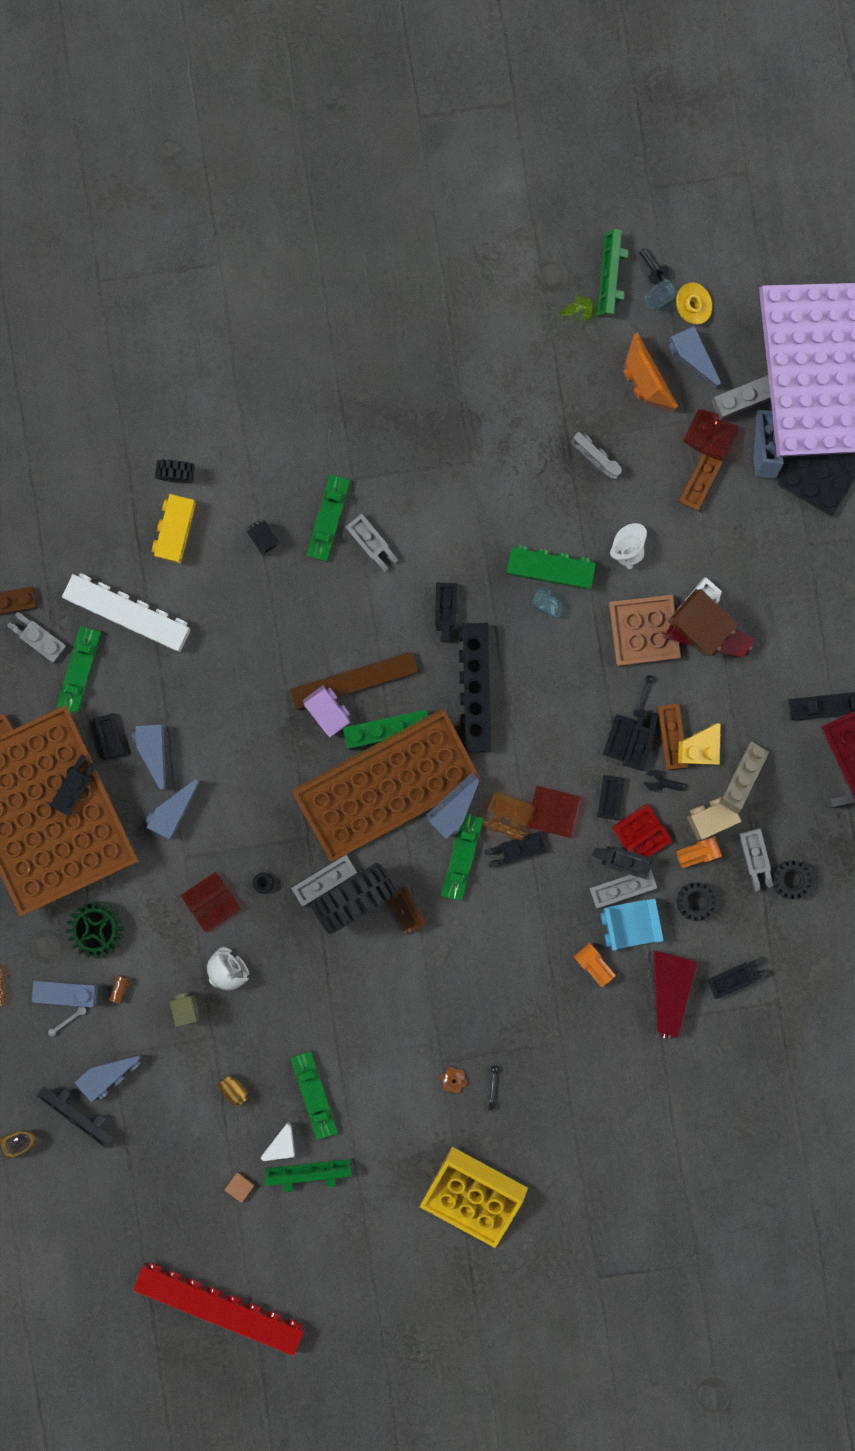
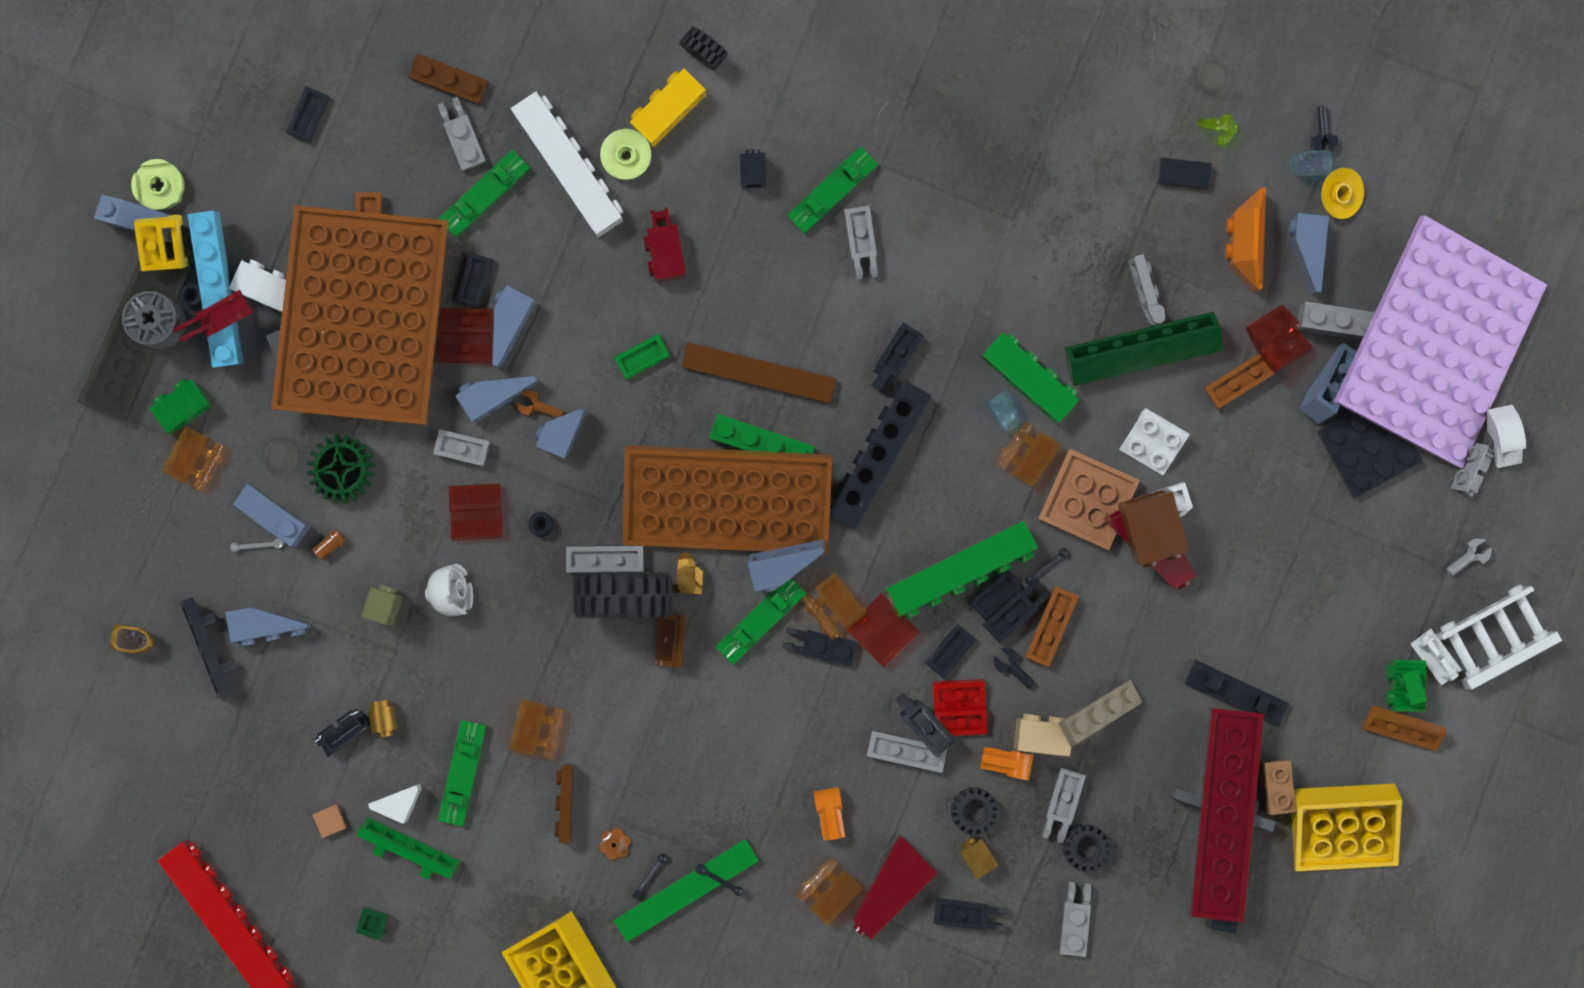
camera: 35 degrees right, 0 degrees up
(73, 787) = (404, 309): black hinge -> none
(127, 779) = (466, 335): none -> clear red slope
(154, 575) = (625, 141): none -> yellowish green dish
(173, 862) = (461, 447): none -> light grey plate
(210, 799) = (538, 406): none -> dark orange bar
(213, 1110) = (350, 726): none -> black hinge
(233, 631) = (665, 249): none -> dark red brick
(238, 809) = (560, 433): none -> sand blue slope
(263, 719) = (642, 357): none -> green tile
(314, 1241) = (372, 923): none -> dark green plate
(326, 710) = (711, 386): lavender brick -> none
(342, 1035) = (529, 726): none -> clear orange plate
(391, 855) = (688, 575): none -> pearl gold rock
(400, 1072) = (564, 803): none -> reddish brown plate
(524, 1082) = (685, 891): none -> green tile
(562, 1060) = (701, 869): none -> black hinge
(573, 356) = (1184, 173): none -> black tile
(584, 734) = (961, 570): none -> green brick
(589, 623) = (1035, 459): none -> clear orange plate
(611, 255) = (1287, 92): green hinge -> none
(619, 499) = (1144, 348): none -> dark green brick
(629, 545) = (1125, 402): white piece -> none
(632, 924) = (893, 794): medium azure panel -> none
(634, 1022) = (836, 895): none -> clear orange plate
(666, 560) = (1154, 441): none -> white hinge
(701, 747) = (1075, 655): yellow wing -> none
(718, 932) = (977, 856): none -> pearl gold brick
(815, 937) = (1075, 922): none -> light grey hinge

